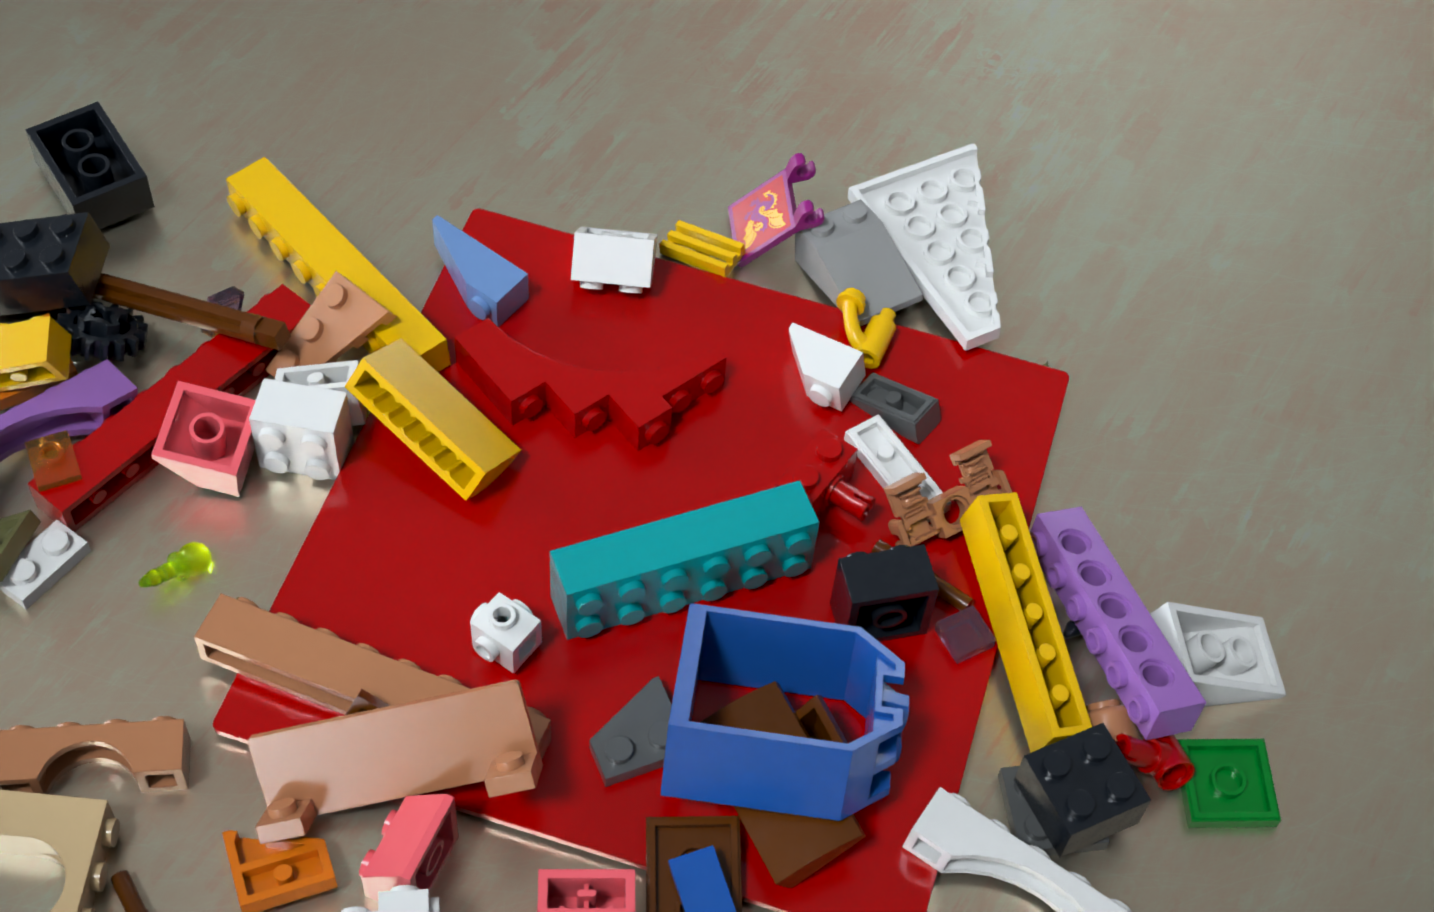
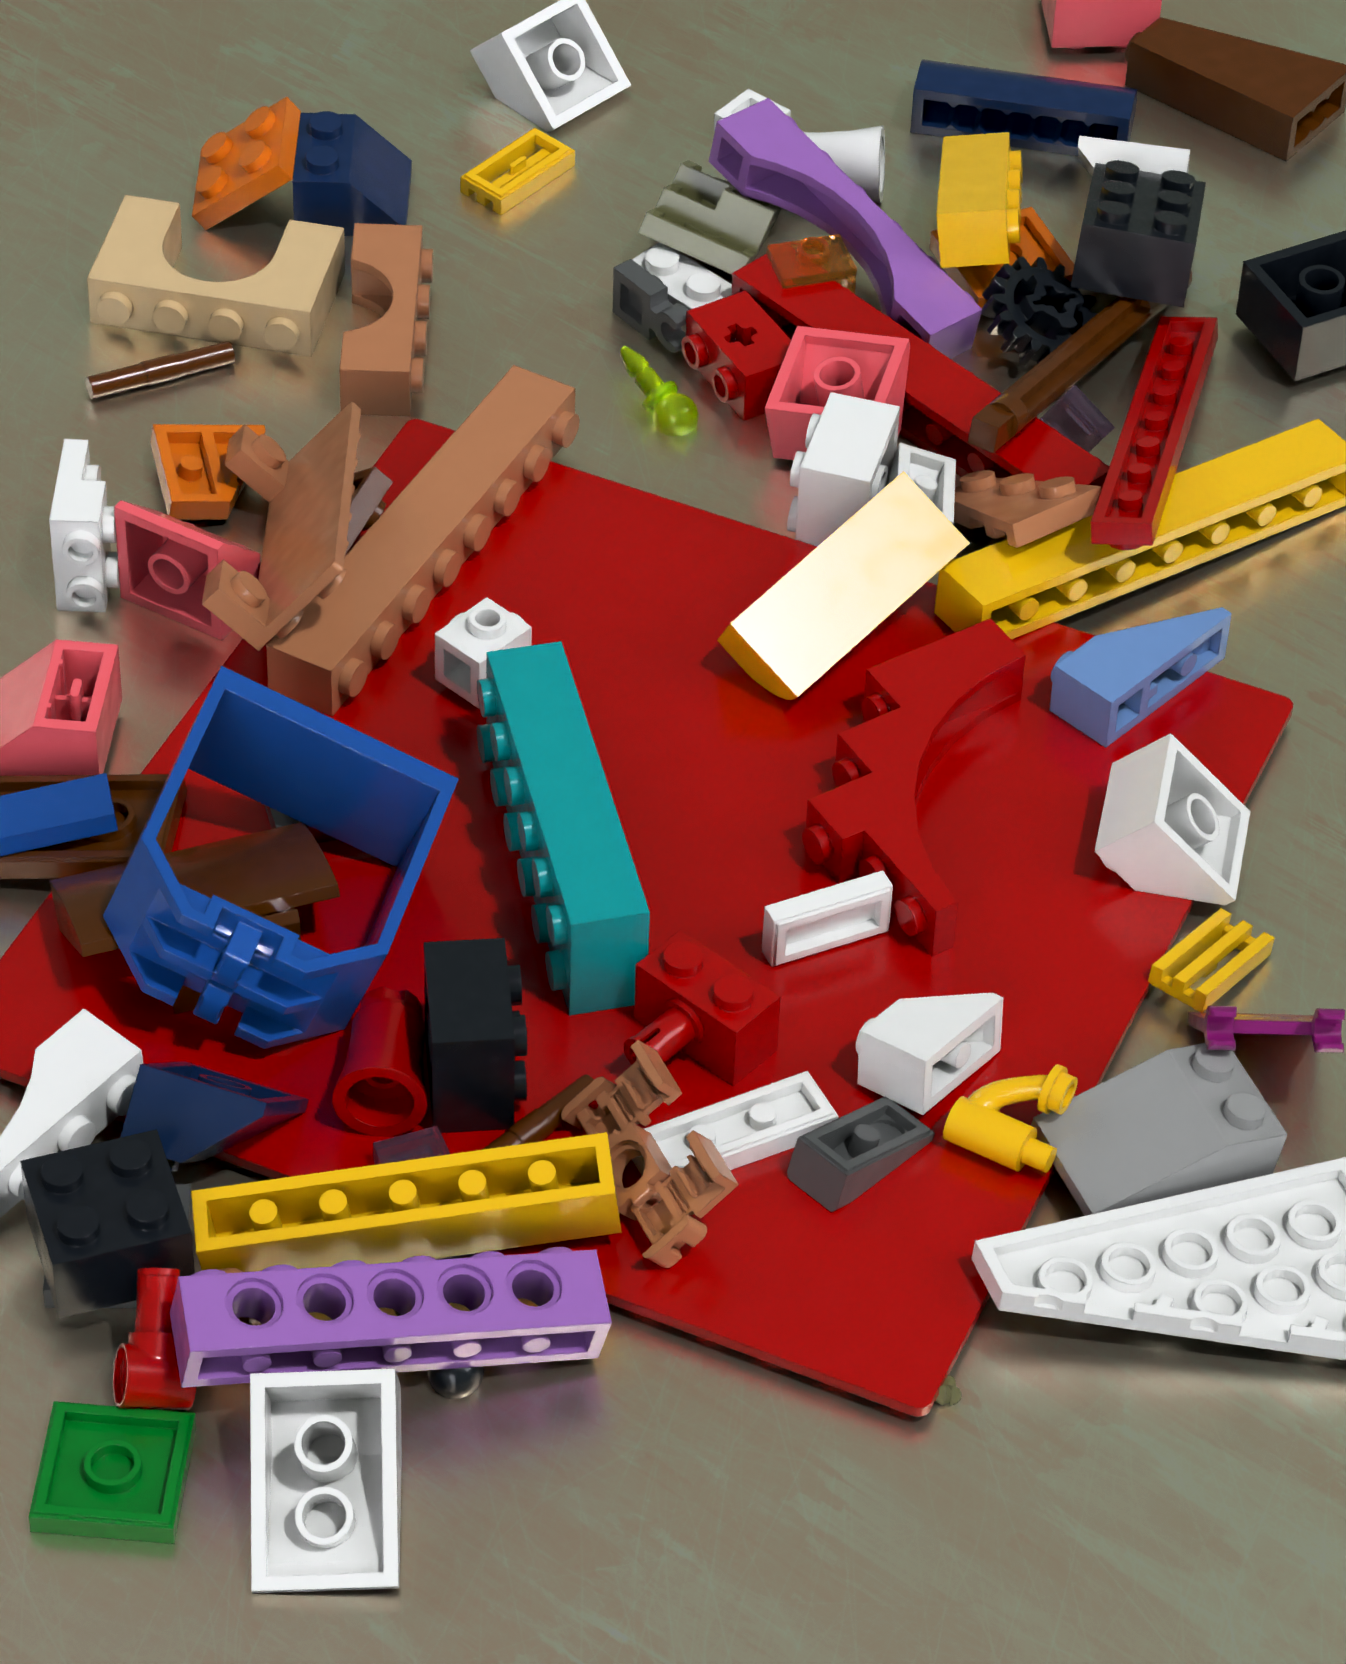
camera: 100 degrees right, 10 degrees down
(77, 576) = (644, 305): none -> dark grey plate
(138, 511) = (736, 351): none -> red brick
(255, 254) = (1154, 433): none -> red plate
(722, 423) = (826, 918): none -> white tile
(916, 646) = (384, 1069): none -> red plant
(962, 748) = (203, 1109): none -> dark blue slope

